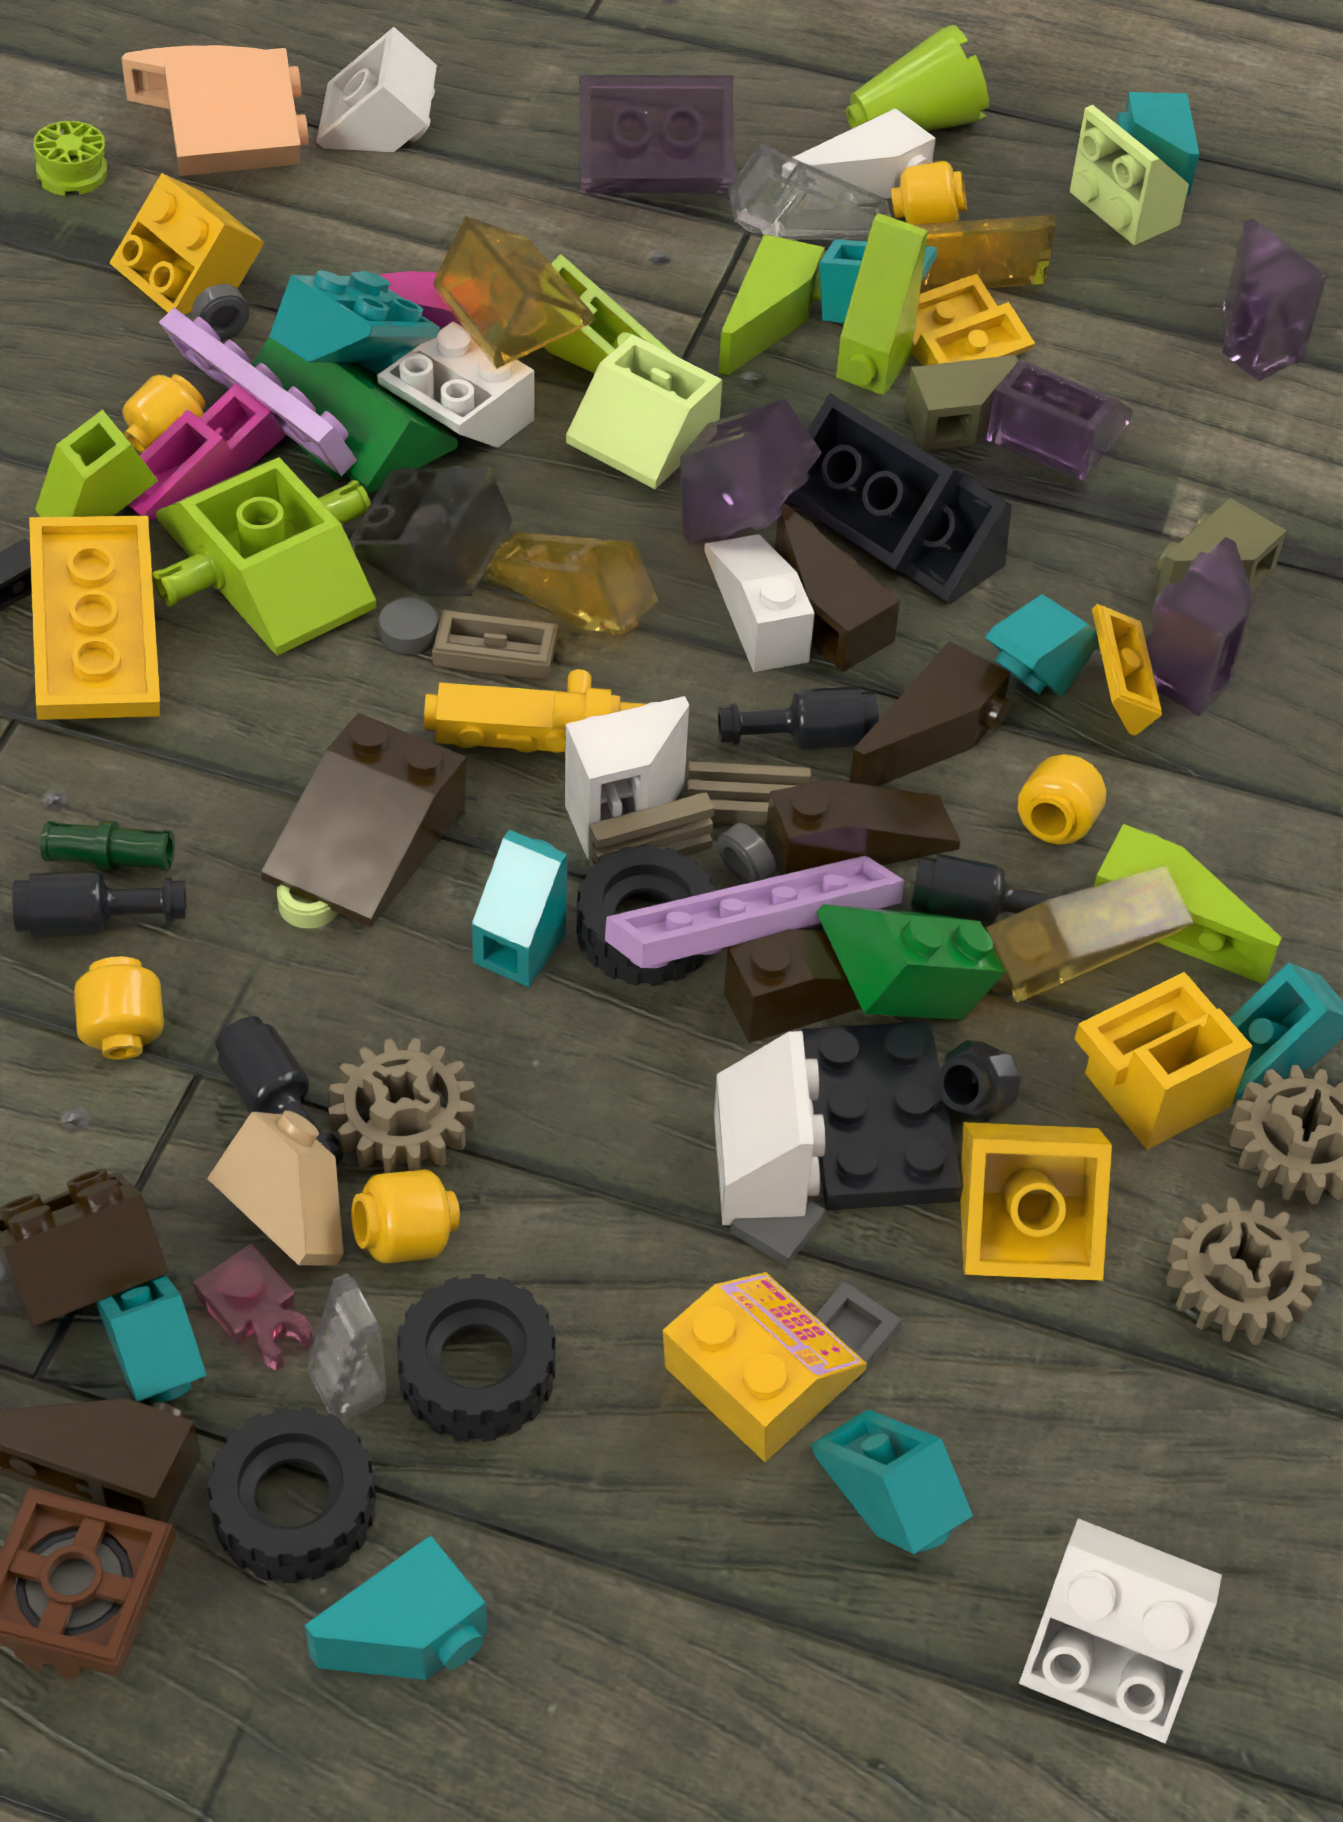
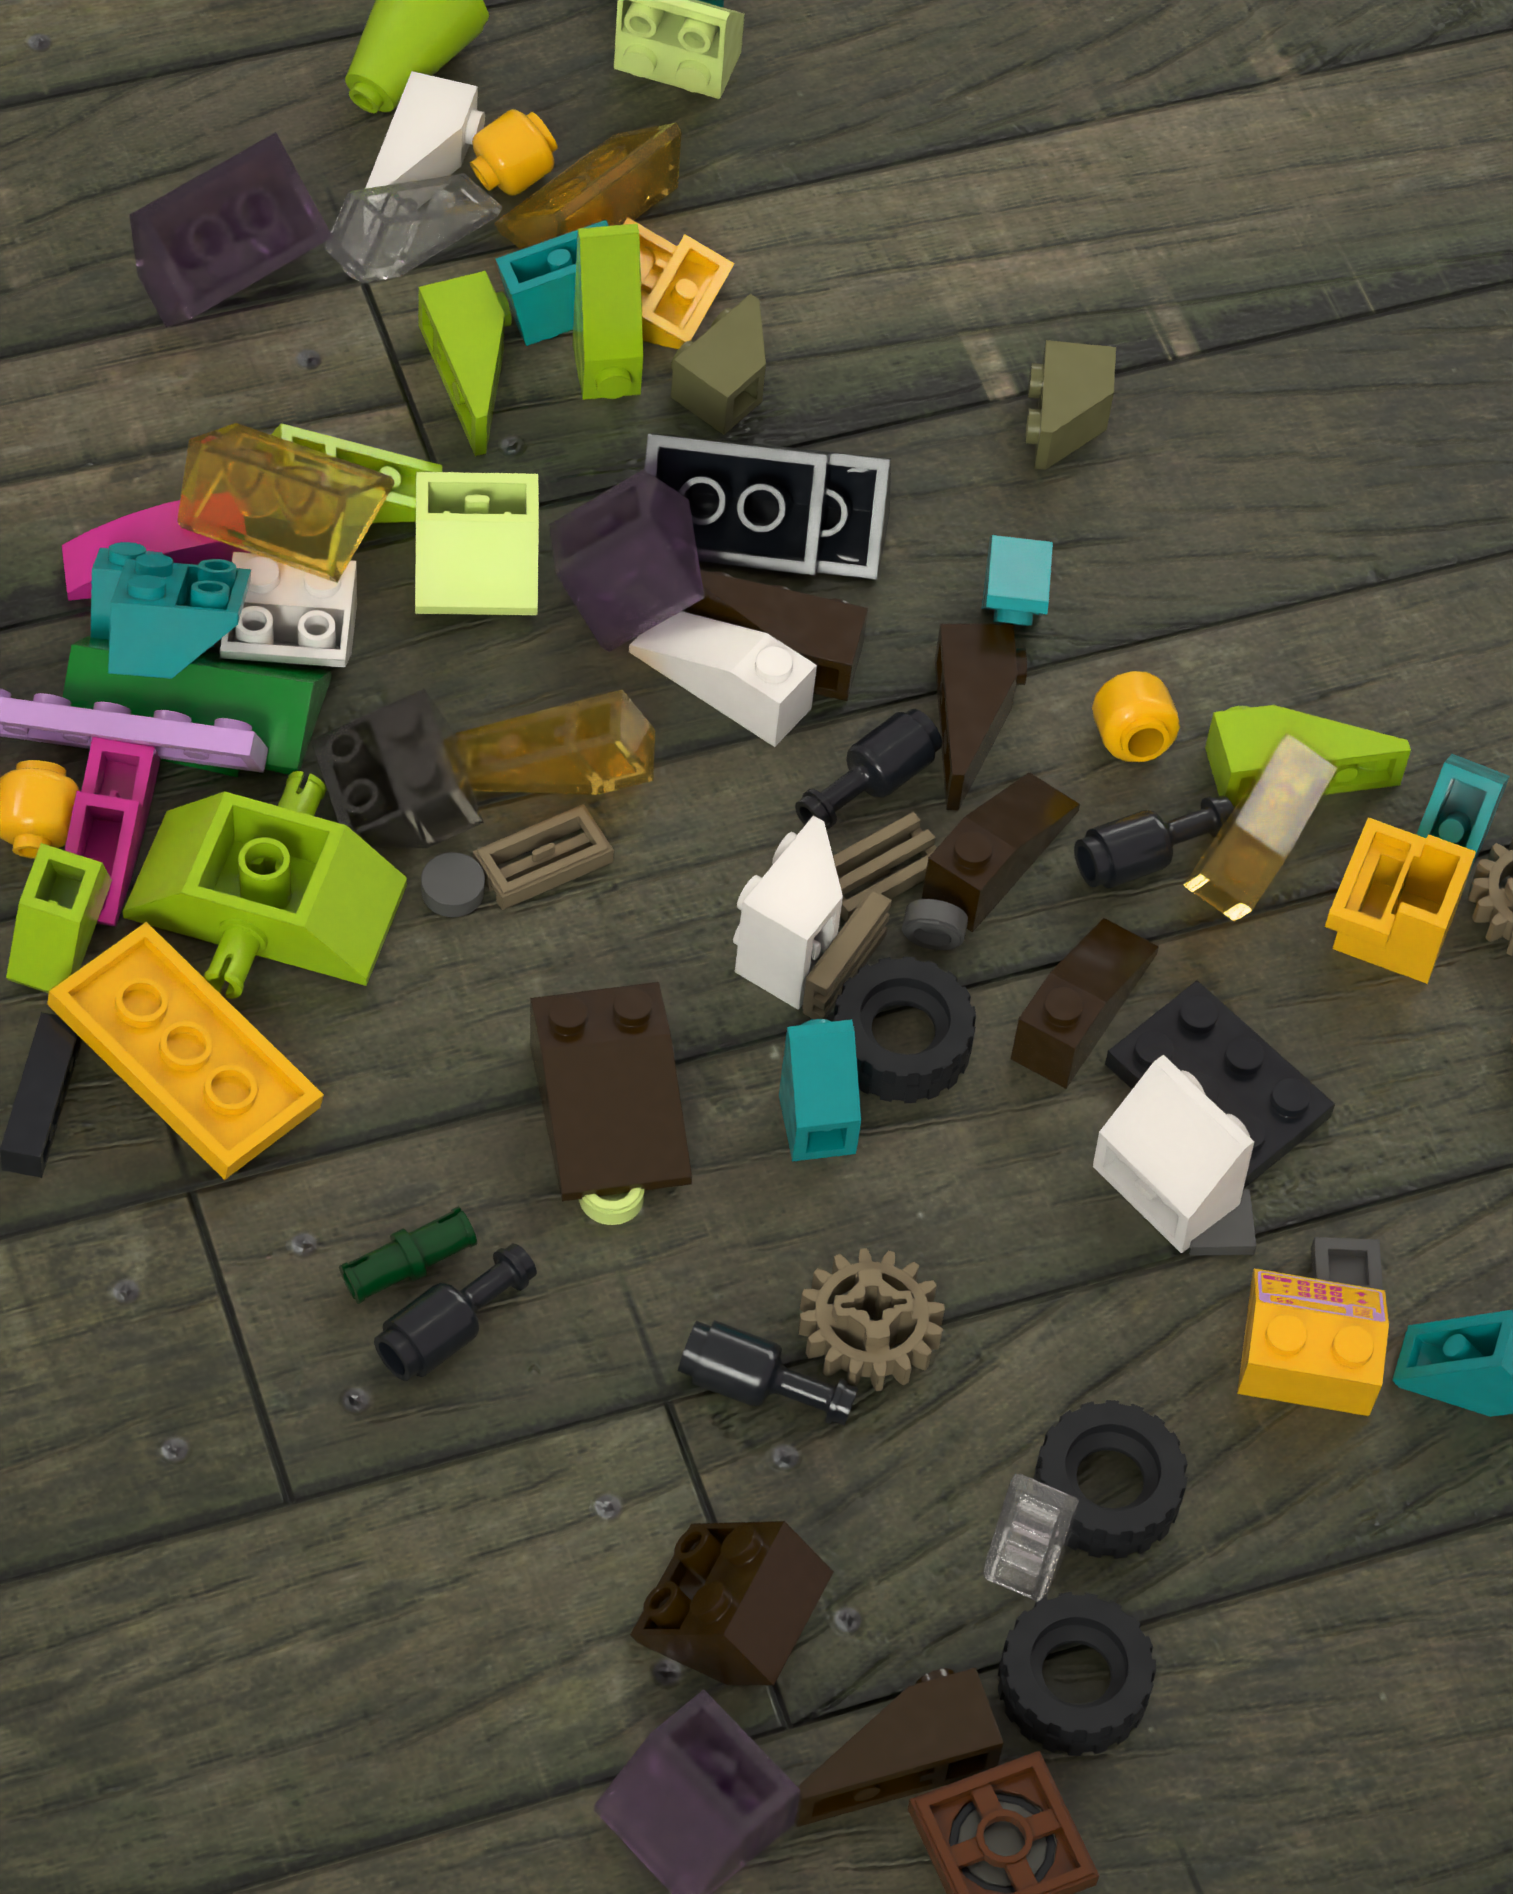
camera: 40 degrees left, 5 degrees up
(118, 1007) = (569, 1388): yellow head -> none
(152, 1340) = (868, 1631): teal slope -> none
(253, 1298) = (892, 1552): clear pink plate -> none
(285, 1185) = (852, 1443): tan slope -> none
(402, 1620) = (1246, 1702): teal slope -> none
(404, 1216) = (958, 1406): yellow head -> none
(515, 716) = (658, 905): yellow piece -> none
(749, 911) = (1004, 973): lavender plate -> none
(912, 960) = (1149, 932): green slope -> none
(979, 1080) = (1281, 1006): black rock -> none
(1034, 1201) = (1396, 1078): yellow slope -> none
(1055, 419) = (829, 339): clear purple slope -> none
(1127, 668) = (1092, 560): yellow slope -> none
(1201, 628) = (1128, 486): slope -> none
(1269, 303) = (909, 110): slope -> none

